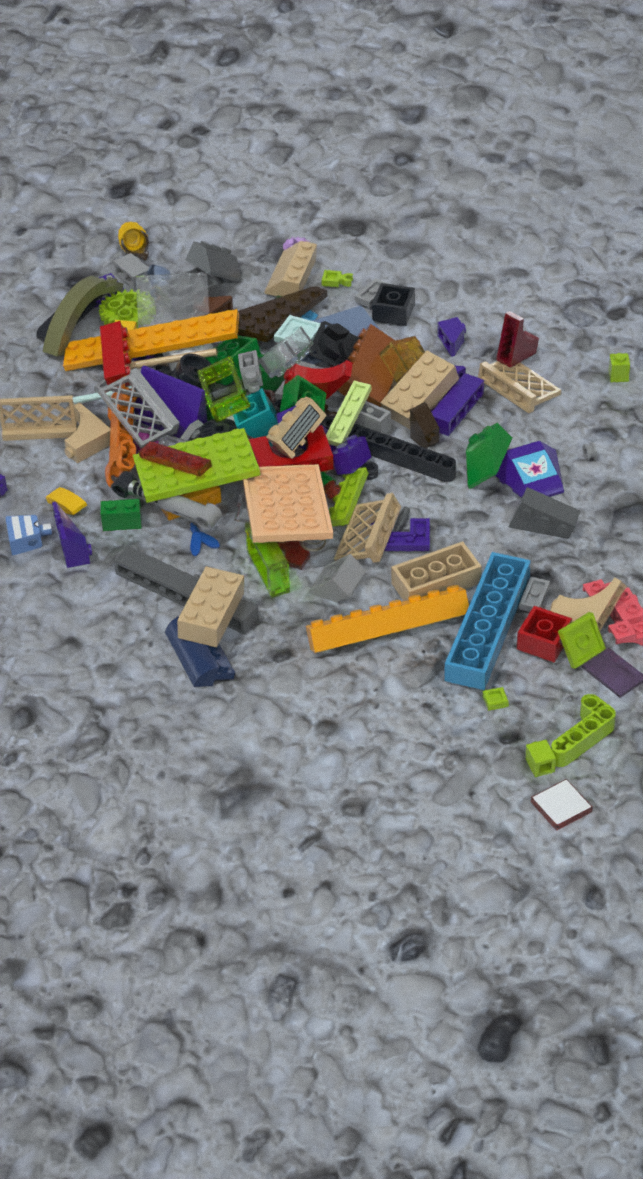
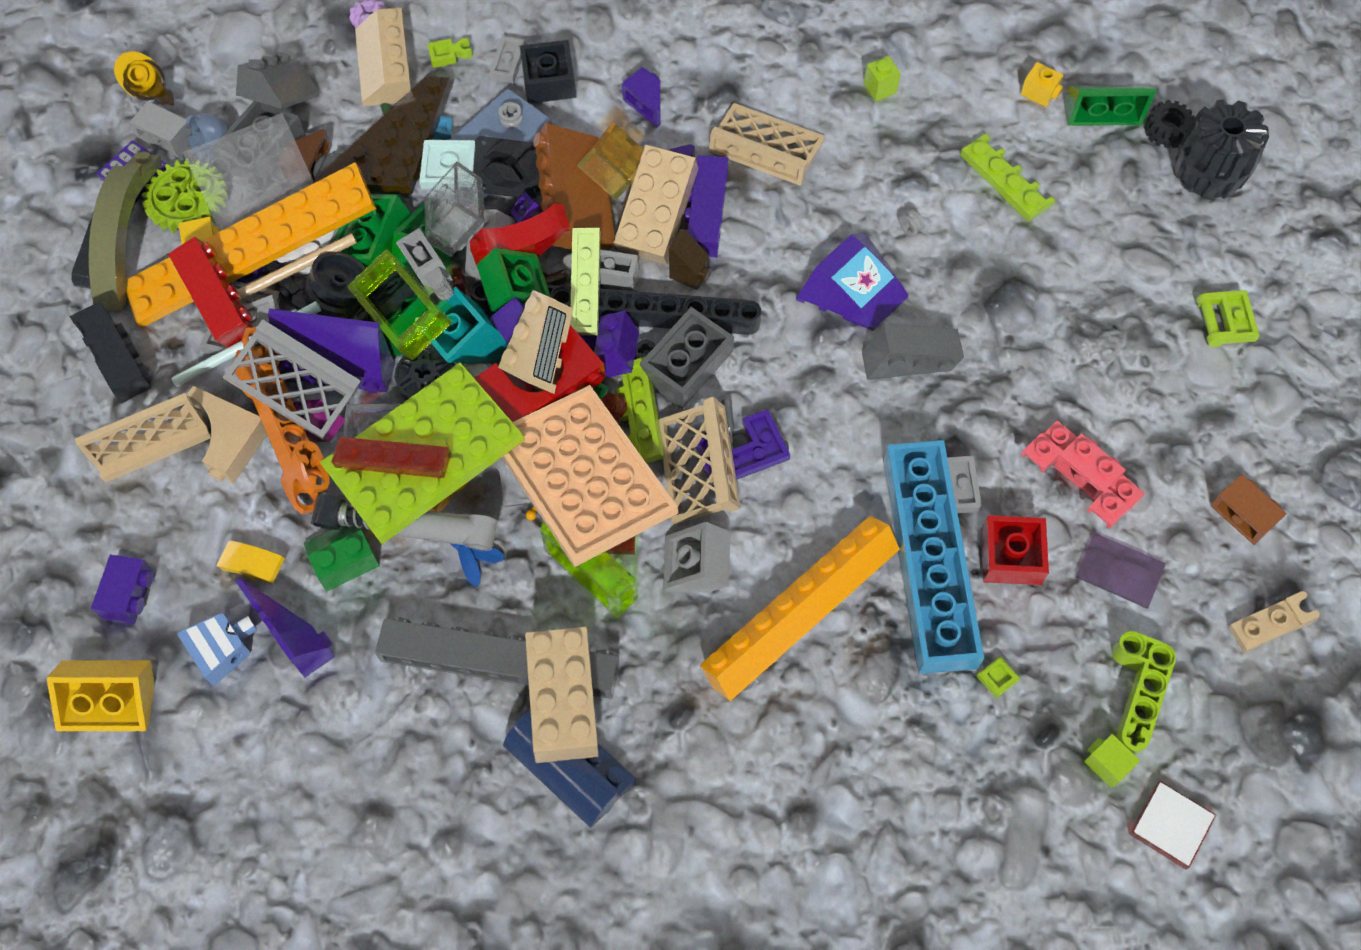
camera: 25 degrees left, 20 degrees up
(40, 370) = (112, 352): none -> black wedge
(192, 431) = (383, 387): light grey plate -> none
(353, 318) = (510, 122): none -> light grey bush
(393, 473) = (687, 357): none -> dark grey slope
(436, 571) = (826, 504): tan brick -> none
(486, 453) = (794, 282): green slope -> none
(514, 342) = (742, 85): dark red arch -> none
(581, 640) = (1069, 544): lime tile -> none
(599, 604) = (1053, 495): tan arch -> none

